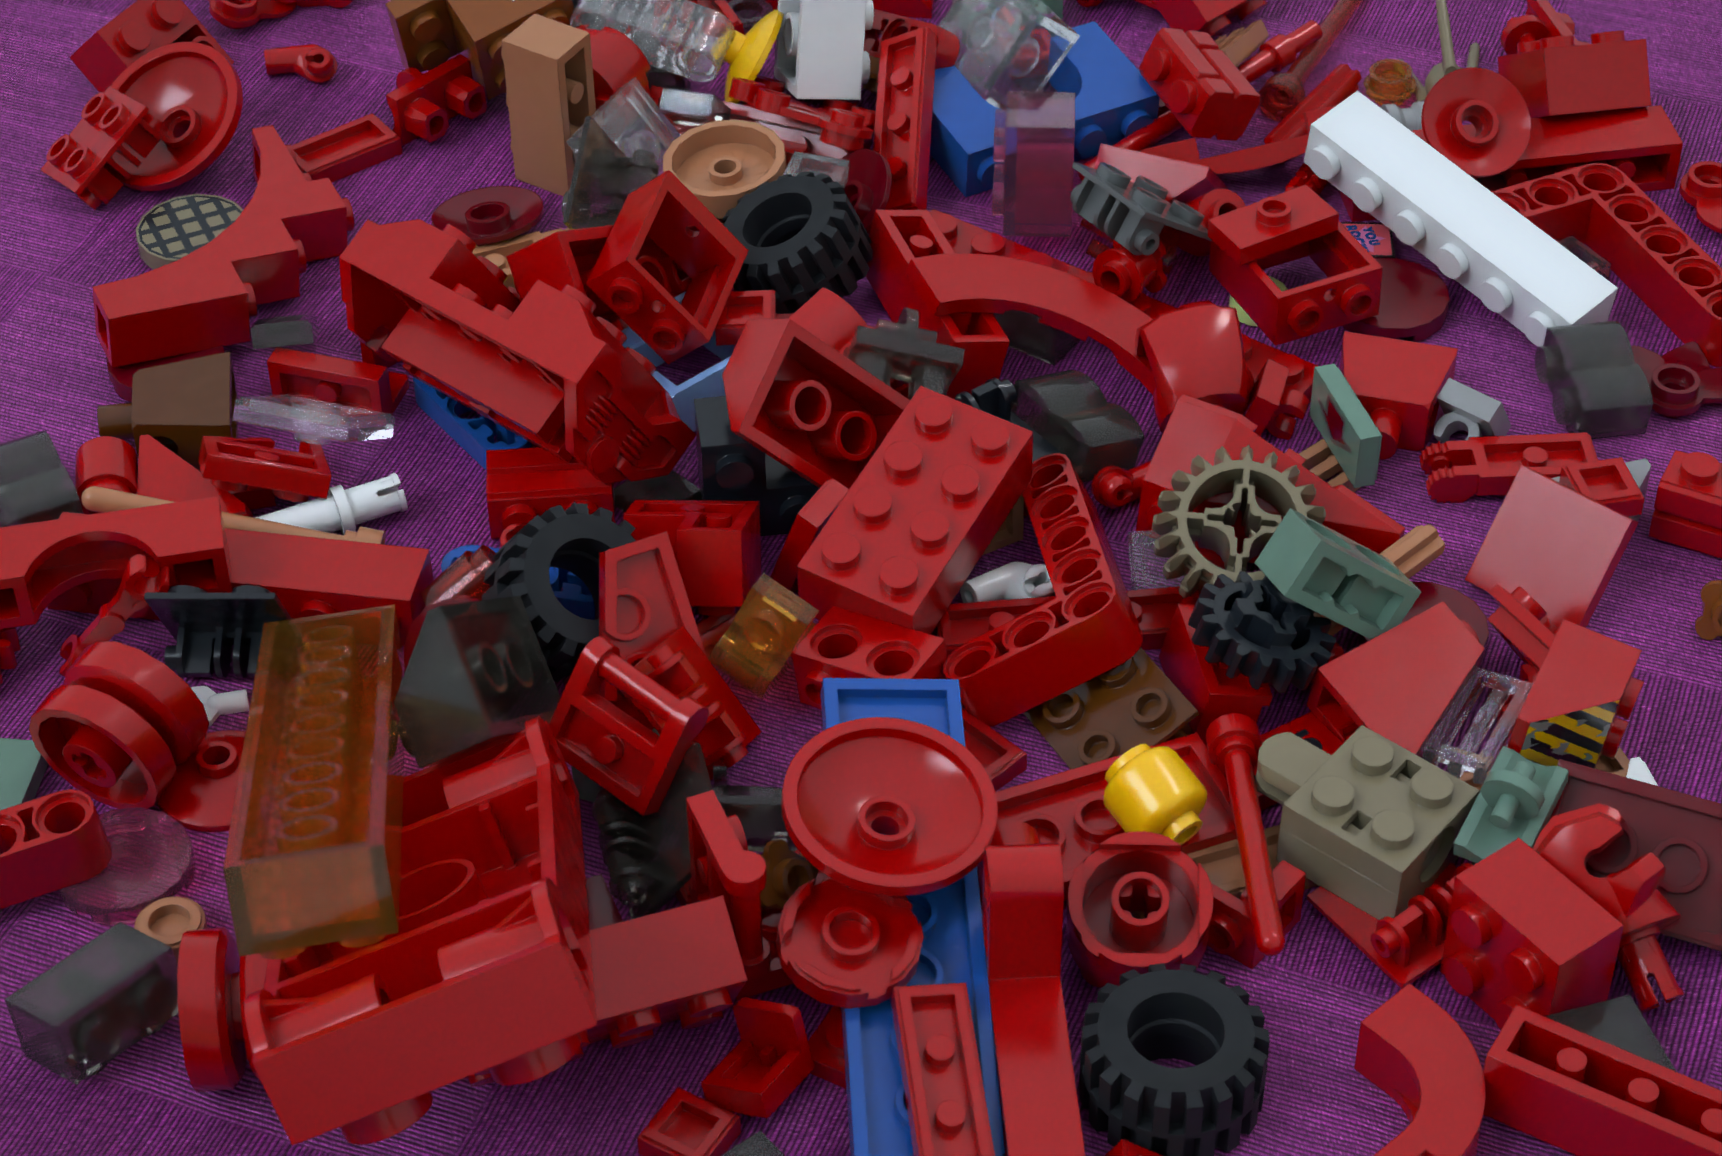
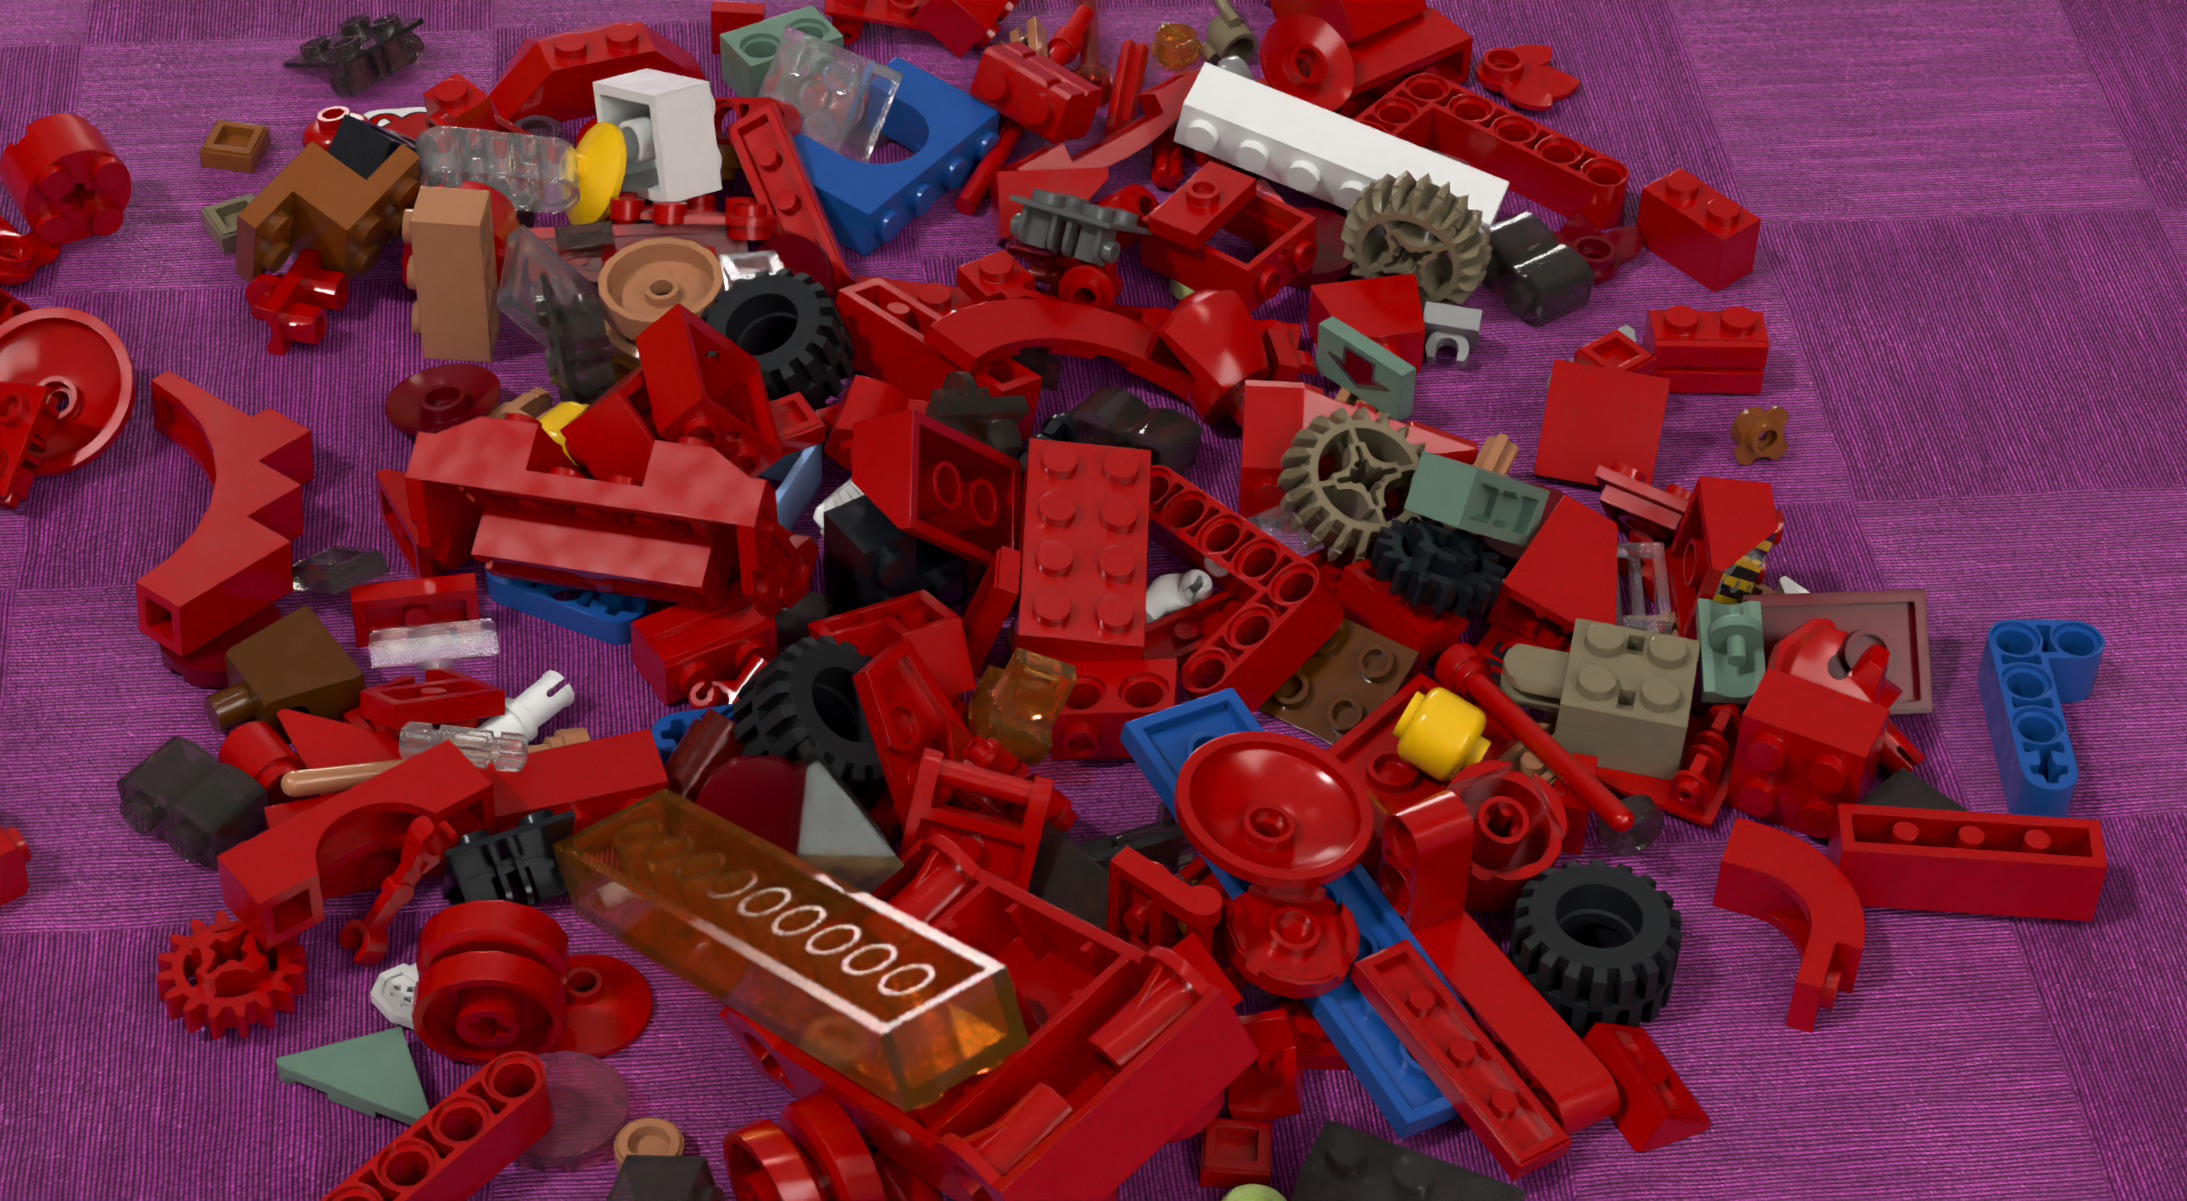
camera: 30 degrees left, 0 degrees up
(182, 226) = (145, 504): tile -> none
(255, 512) = (479, 745): none -> clear axle
(304, 60) = (123, 297): red arm -> none
(347, 149) = (242, 370): red tile -> none
(1038, 152) = (944, 202): clear pink brick -> none
(1048, 243) = (996, 278): none -> red plate
(1118, 486) = (1210, 472): red arm -> none
(1310, 955) = (1646, 827): none -> clear smoke tile
(1480, 306) = (1420, 229): none -> dark tan gear
(1492, 462) = (1503, 364): red hinge -> none

